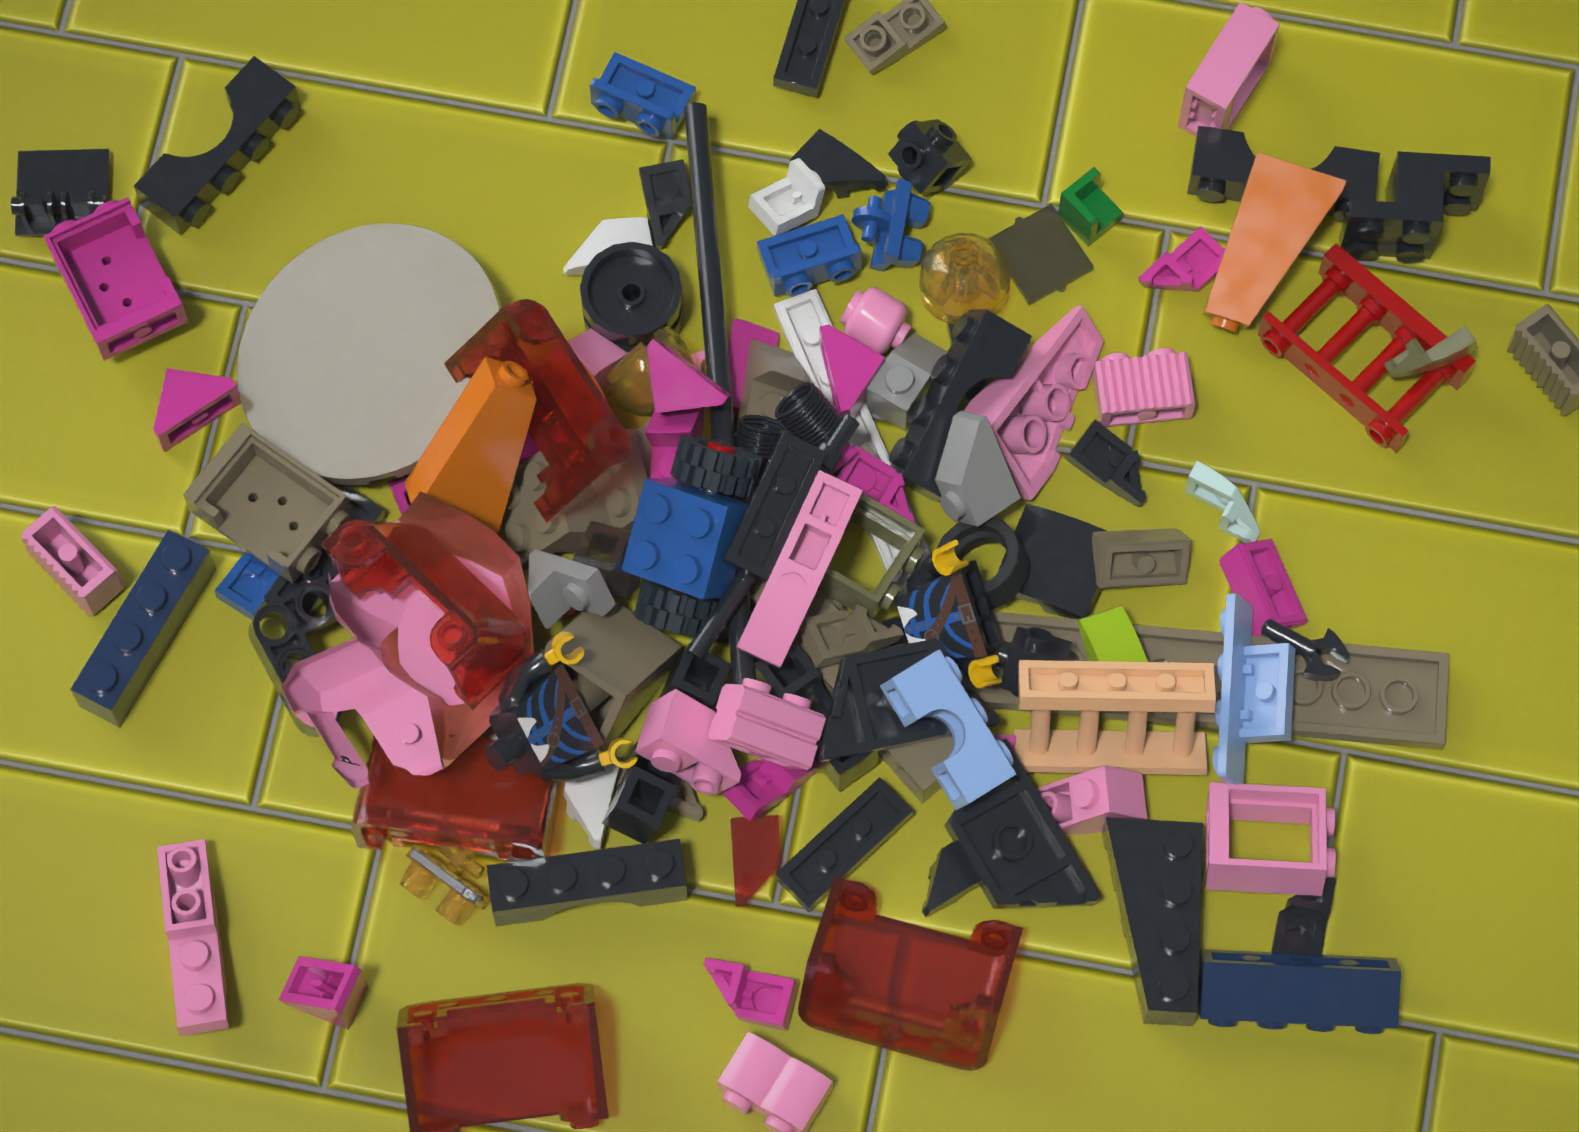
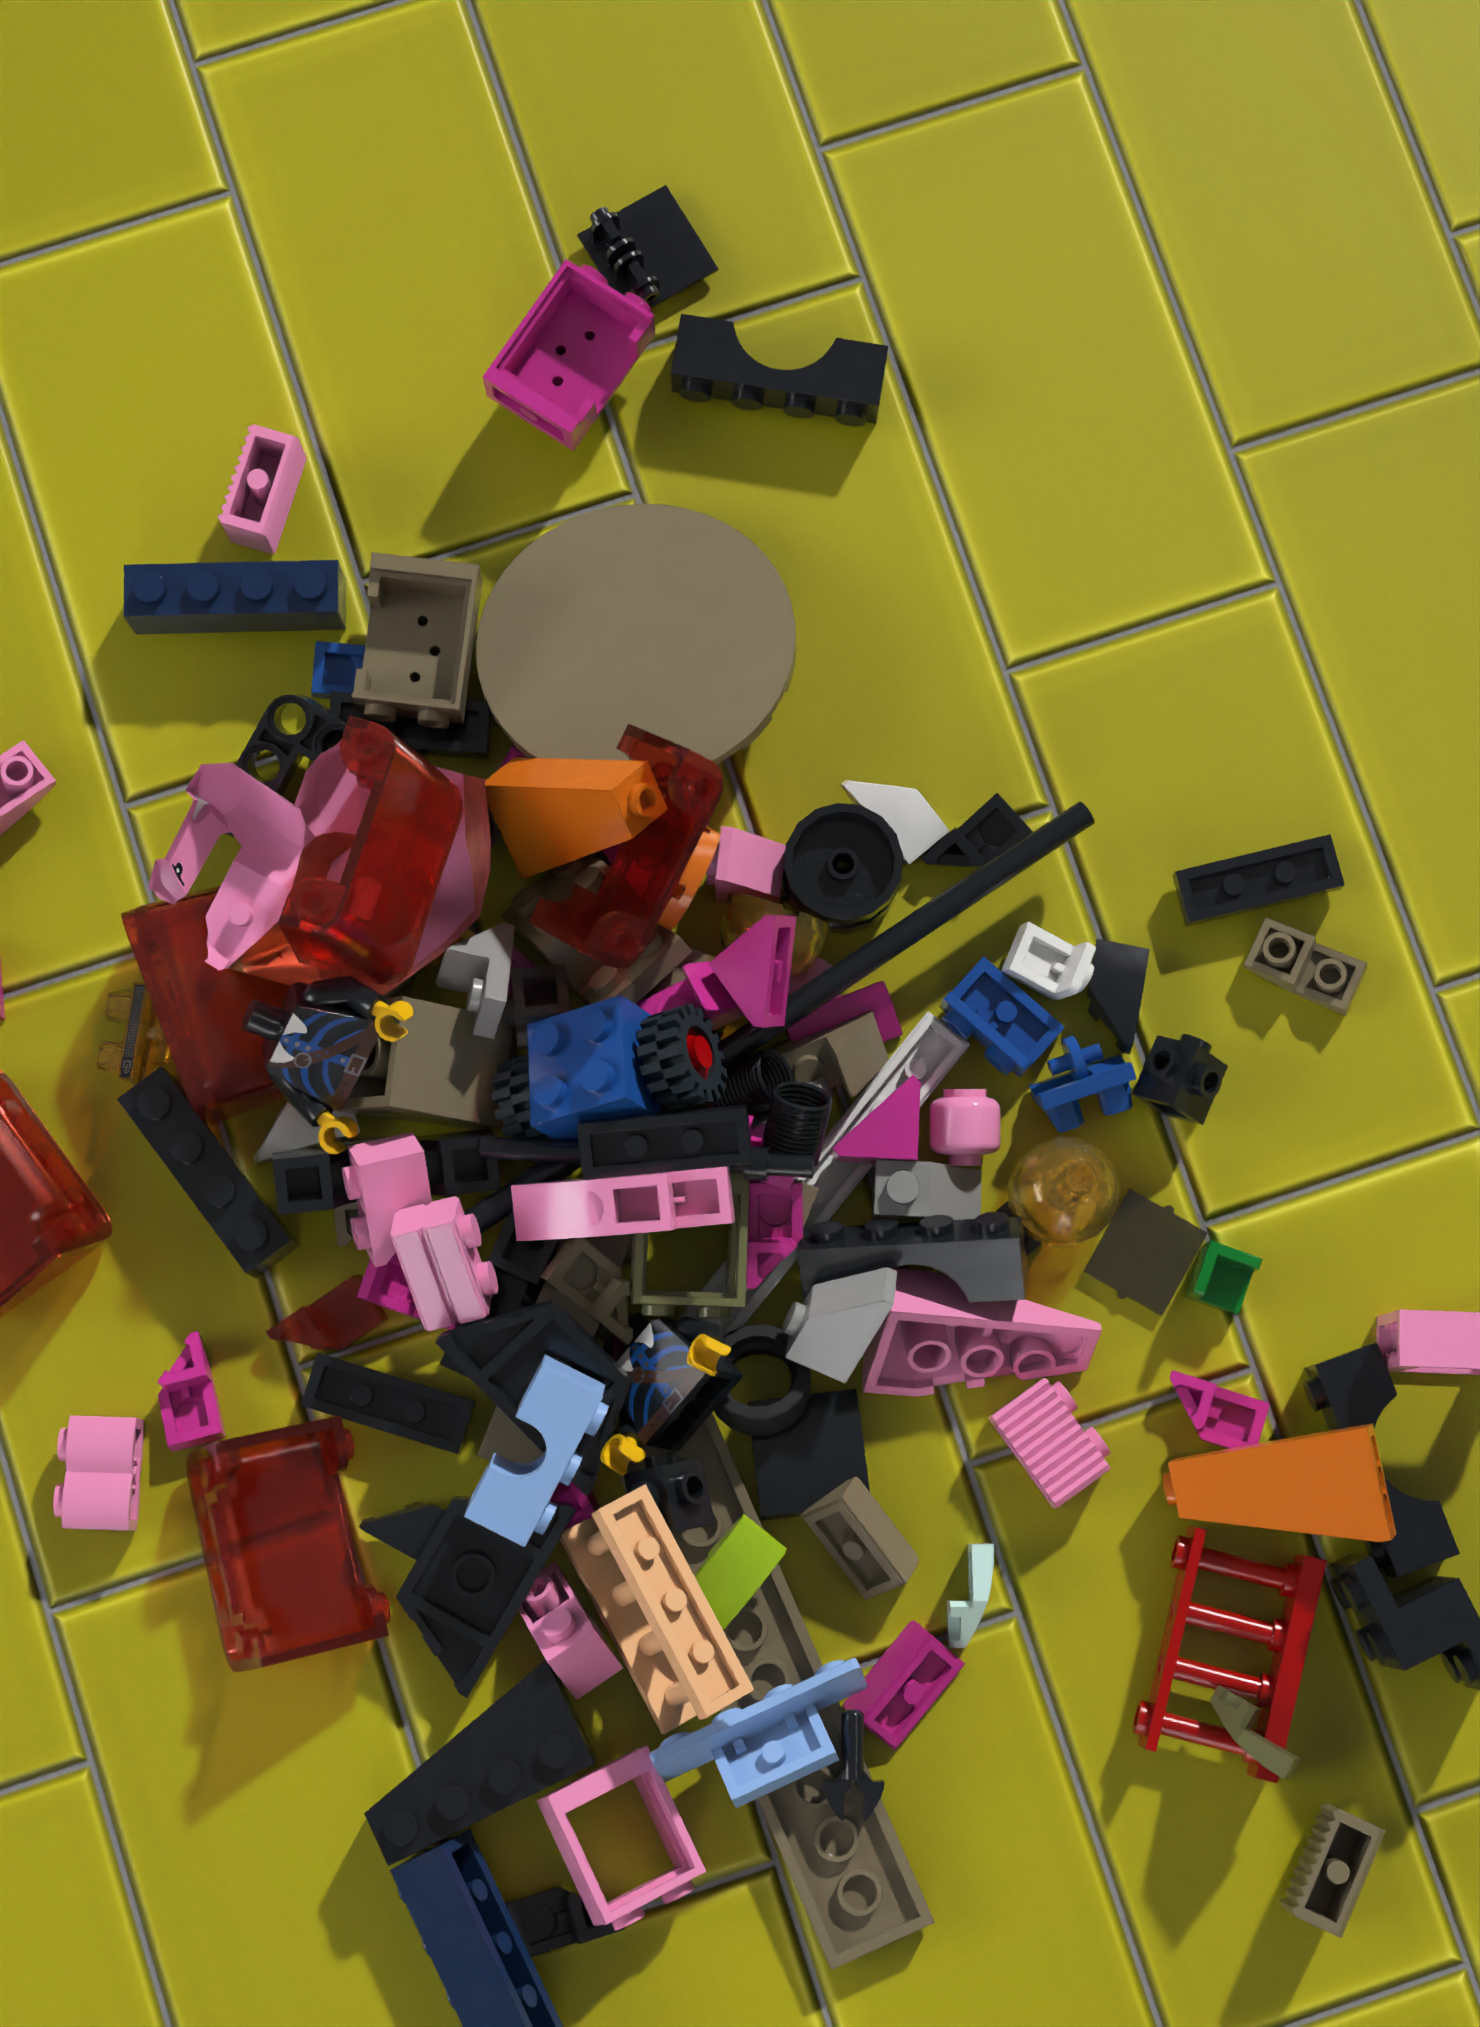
camera: 60 degrees right, 10 degrees up
(191, 403) = (488, 502): dark pink slope -> none
(641, 96) = (1079, 750): blue bracket -> none
(1108, 462) = (952, 1447): black slope -> none

